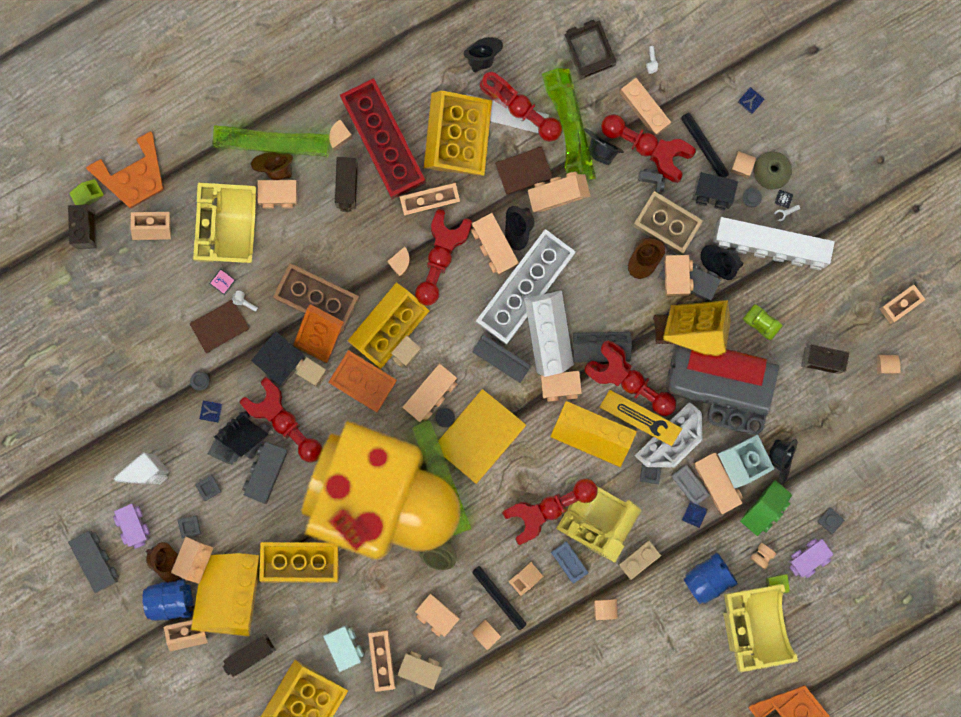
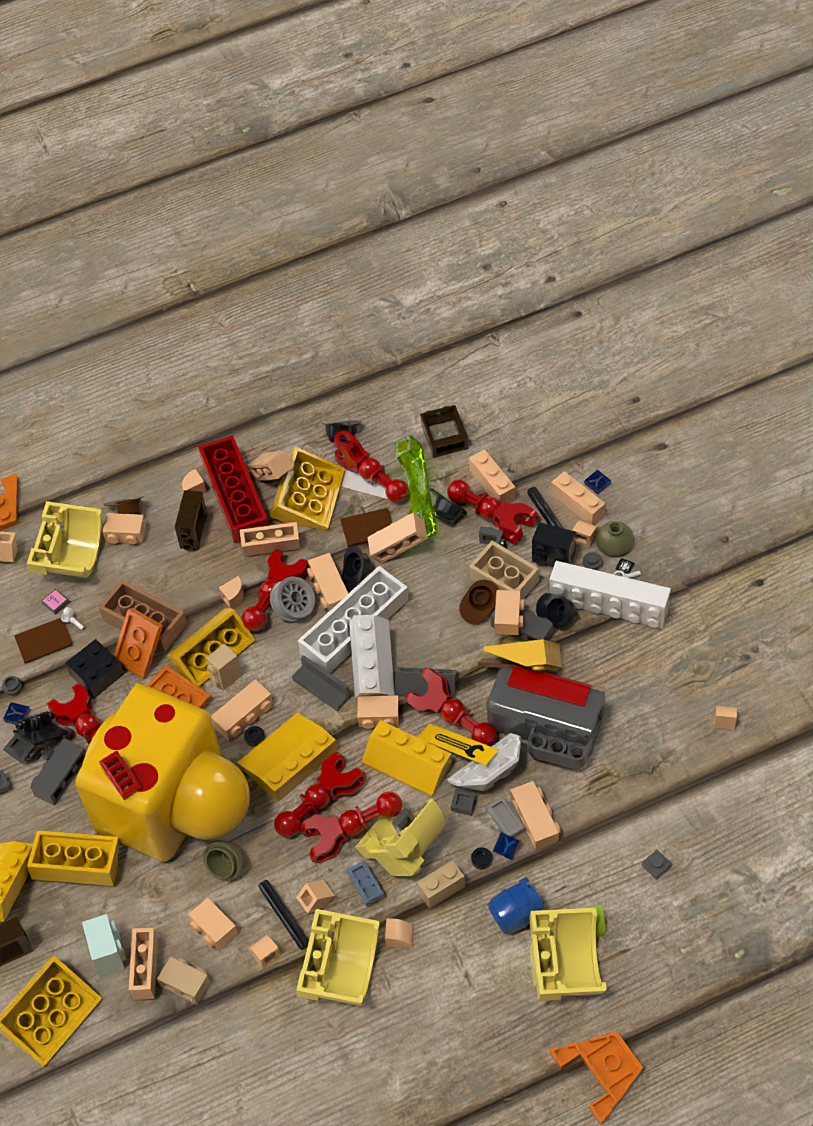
camera: 10 degrees right, 30 degrees down
(287, 143) = (93, 481): clear neon green arch -> none
(311, 372) = (122, 676): tan brick -> none
(419, 114) = (270, 465): none -> light nougat brick
(438, 466) = (250, 826): clear neon green arch -> none
(465, 260) = (283, 604): none -> light grey wheel
(516, 479) = (329, 786): none -> red piece
(557, 648) = (340, 968): none -> light yellow piece
(600, 504) = (403, 820): none -> dark grey plate
(653, 65) = (503, 449): white hand -> none
(672, 527) = (481, 858): none -> black tile
(733, 127) = (578, 499): none -> light nougat brick
(746, 461) = (565, 791): light aqua brick -> none
(762, 322) = (595, 666): lime piece -> none
(766, 552) = (579, 890): light nougat wheel -> none
(767, 508) = (583, 839): bright green brick -> none
(781, 457) = (607, 794): black piece -> none
(804, 562) = (630, 896): lavender brick -> none
(819, 359) = (667, 691): dark brown window -> none
(902, 304) = (741, 658): light nougat brick -> none

